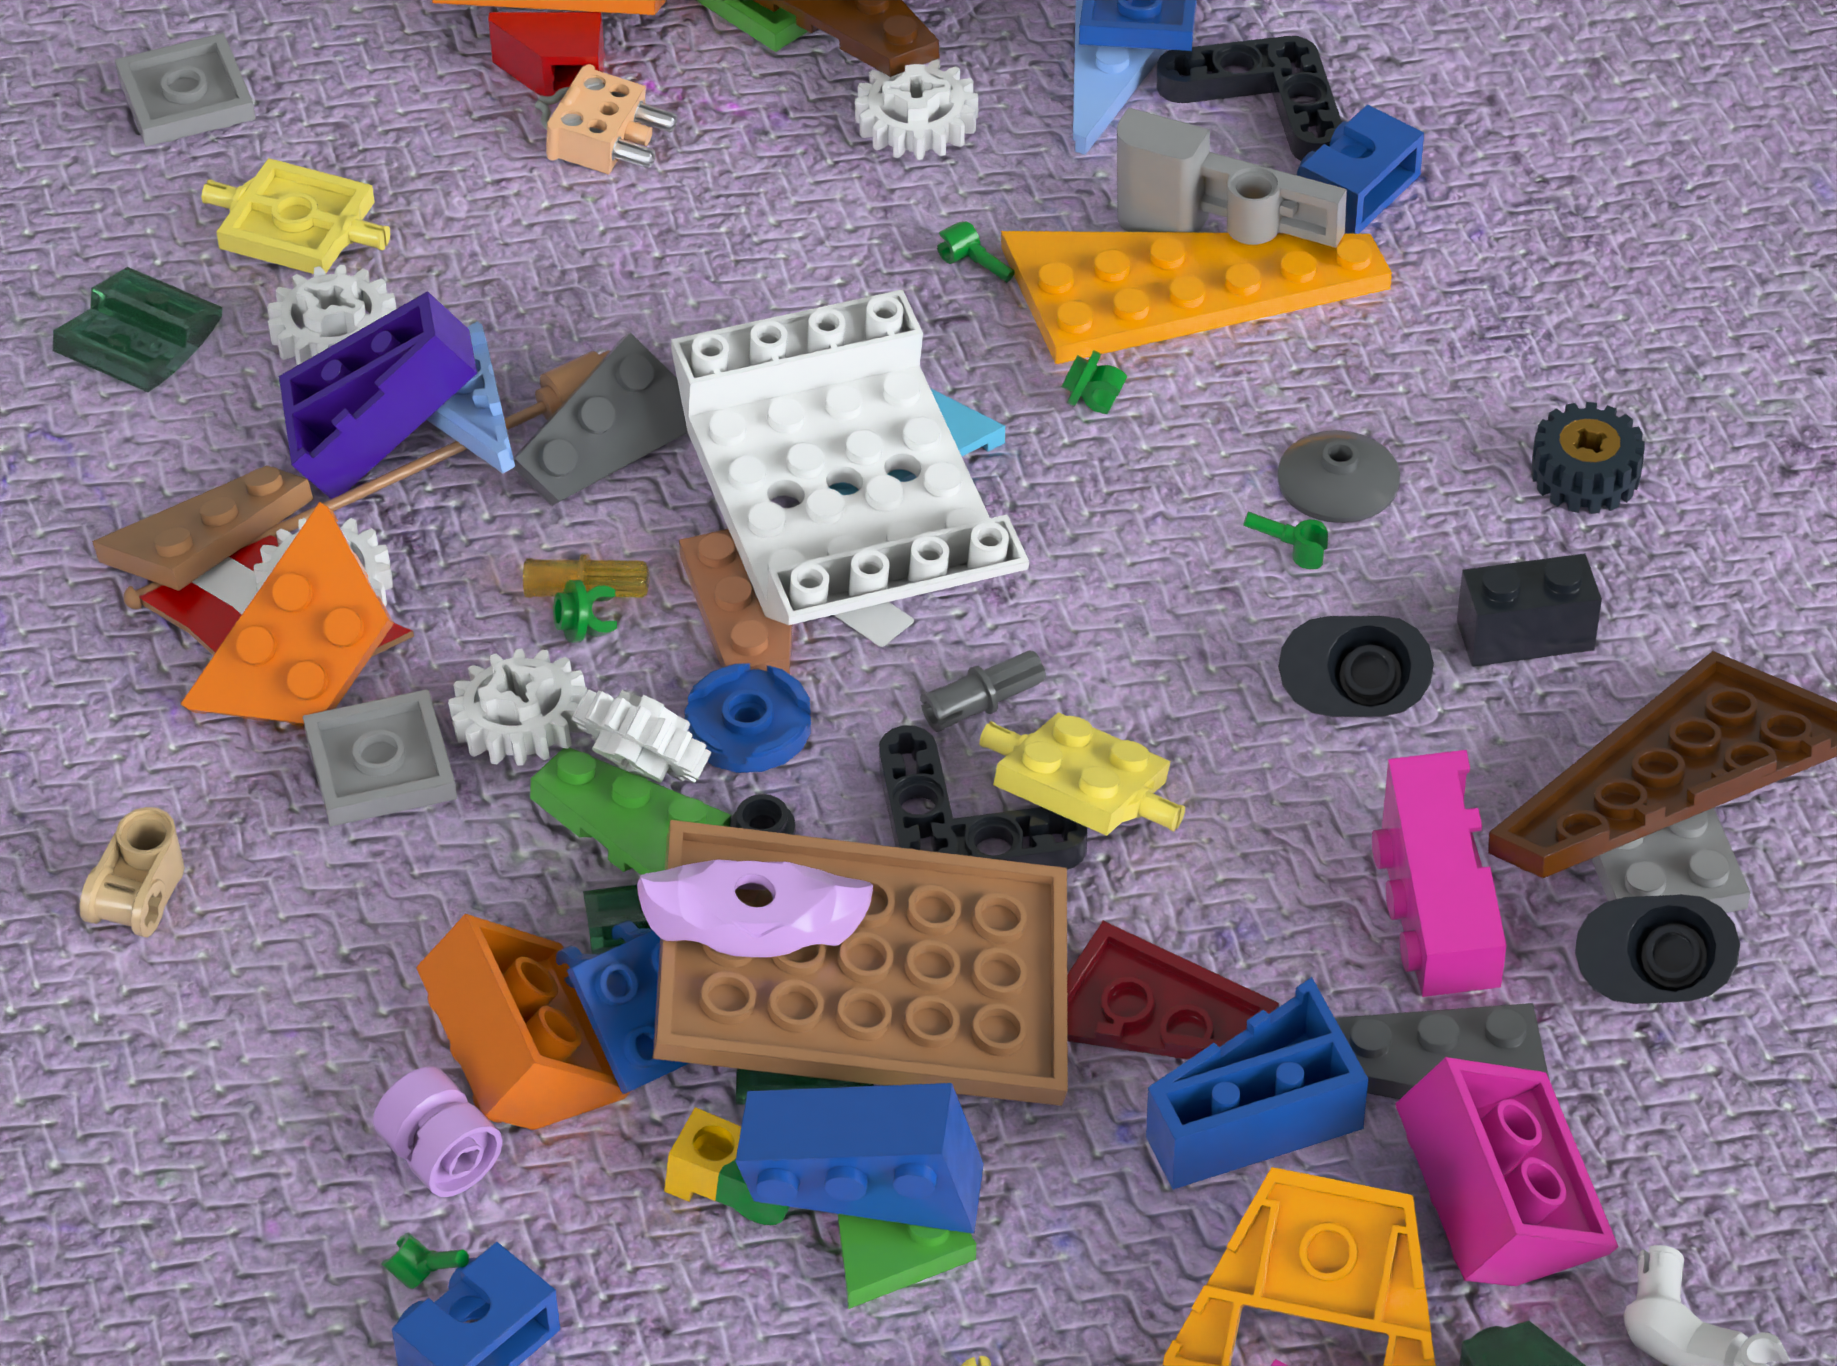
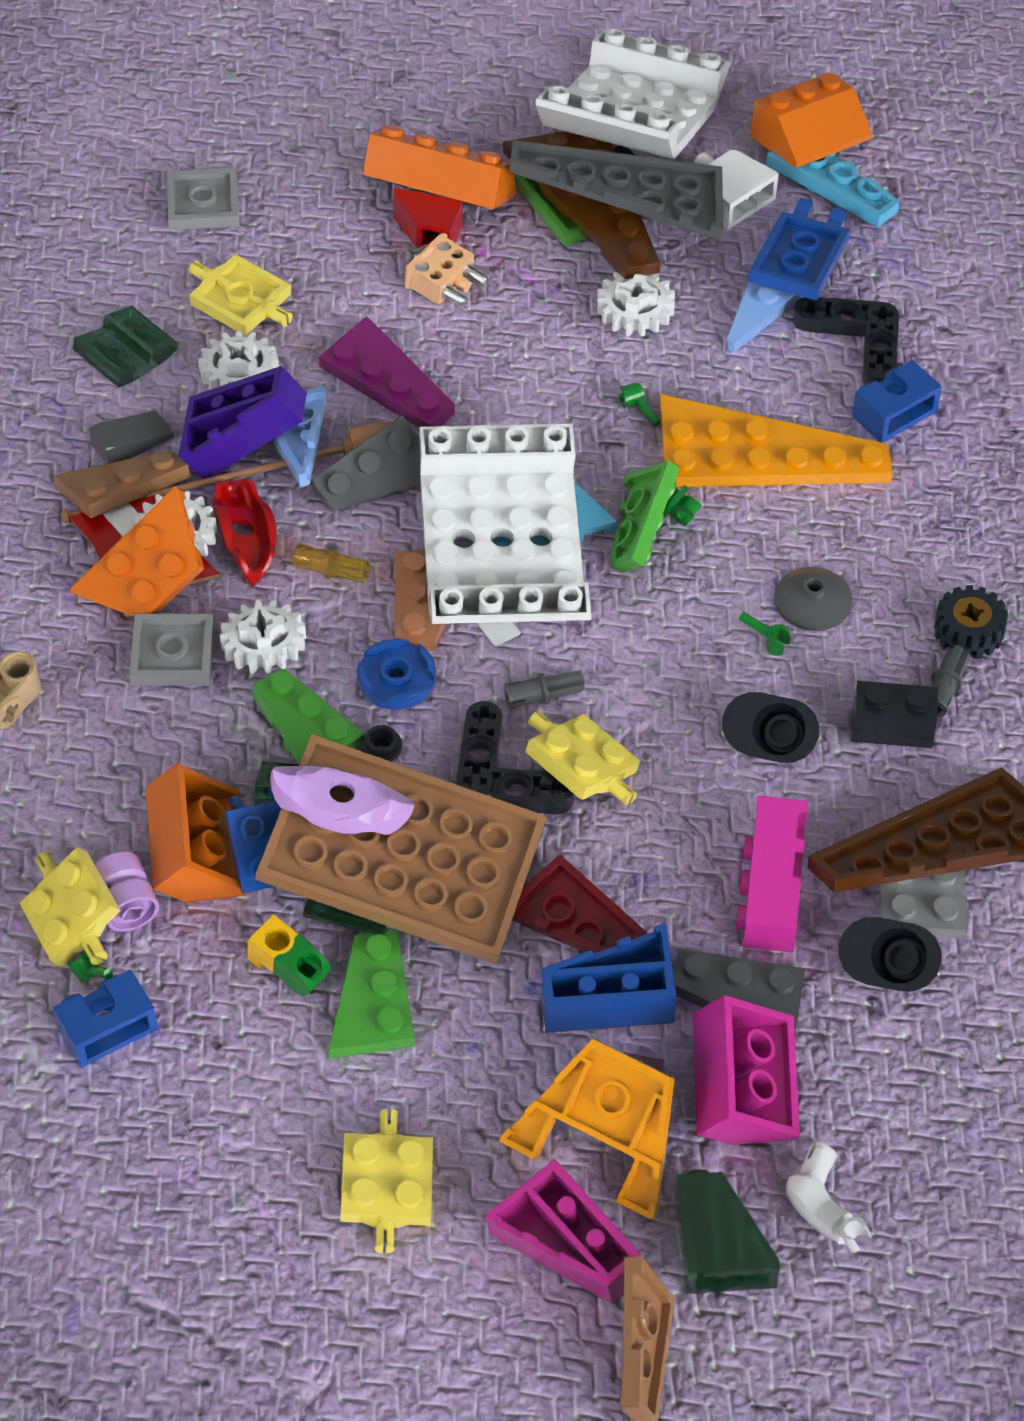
camera: 15 degrees right, 5 degrees up
(191, 459) = (129, 436): none -> dark grey slope
(361, 1174) = (70, 907): none -> light yellow plate
(411, 523) = (240, 504): none -> red piece
(564, 288) = (385, 374): none -> magenta wing
(574, 611) = (317, 581): green plate -> none
(641, 736) = (323, 673): white gear -> none
(864, 1153) = (358, 969): blue wedge -> none
(1043, 404) = (643, 514): none -> bright green wing
(1174, 183) = (775, 389): light grey plate -> none
(1585, 532) = (949, 676): none -> dark grey axle

